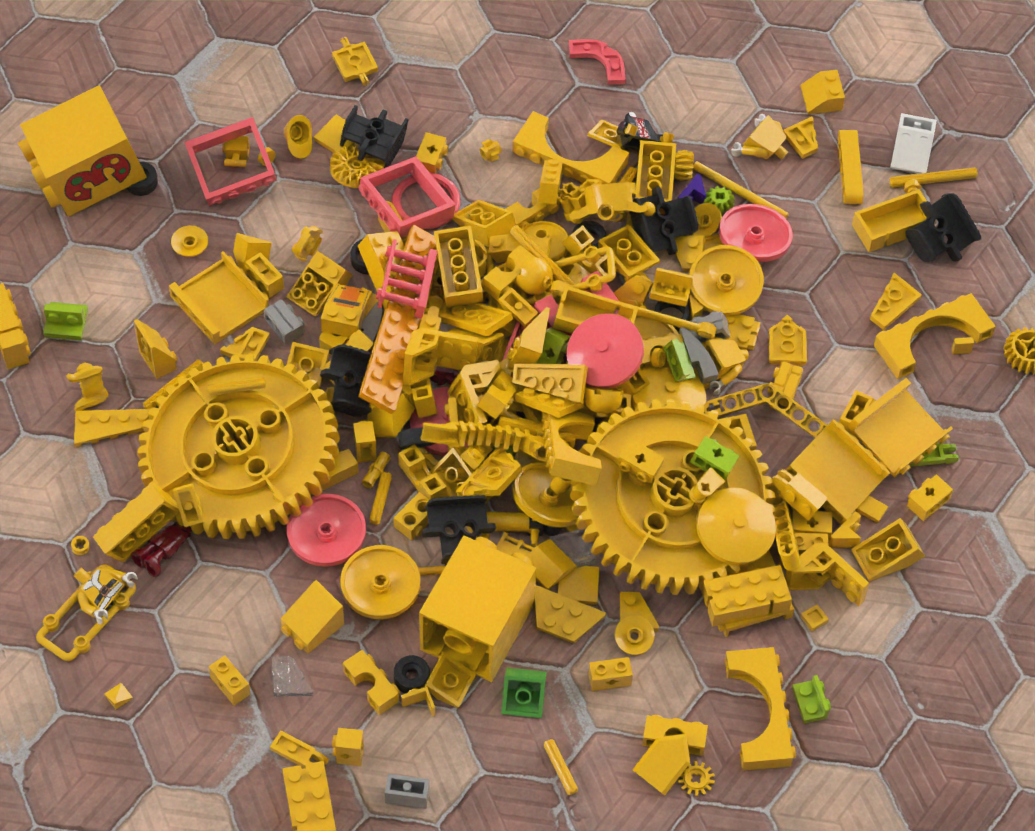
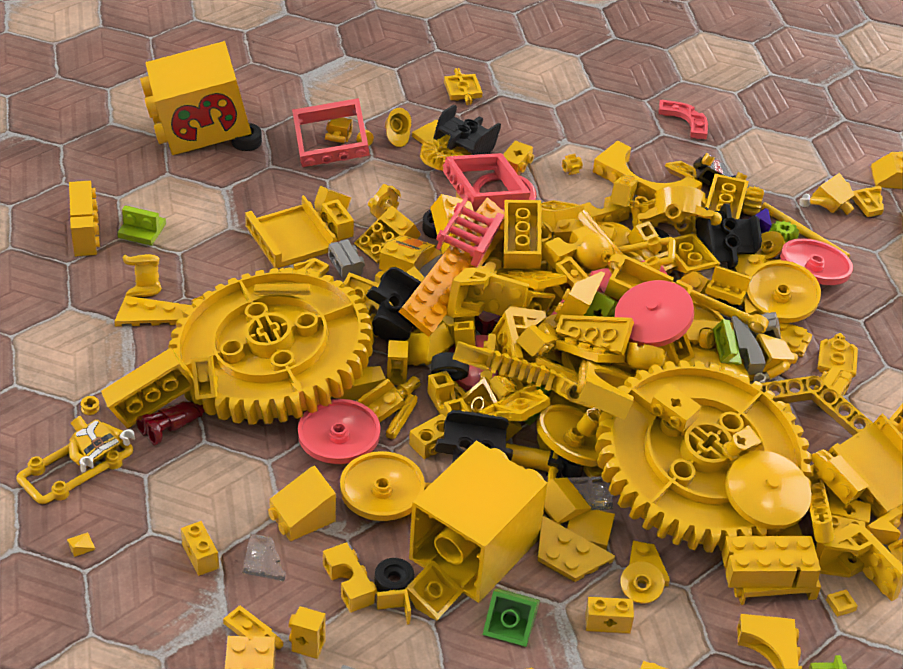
camera: 10 degrees right, 15 degrees down
(155, 350) = (214, 257): yellow slope -> none
(189, 235) = (275, 186): yellow dish -> none
(360, 487) = (383, 400): none -> yellow bracket
(714, 455) = (755, 416): lime brick -> none

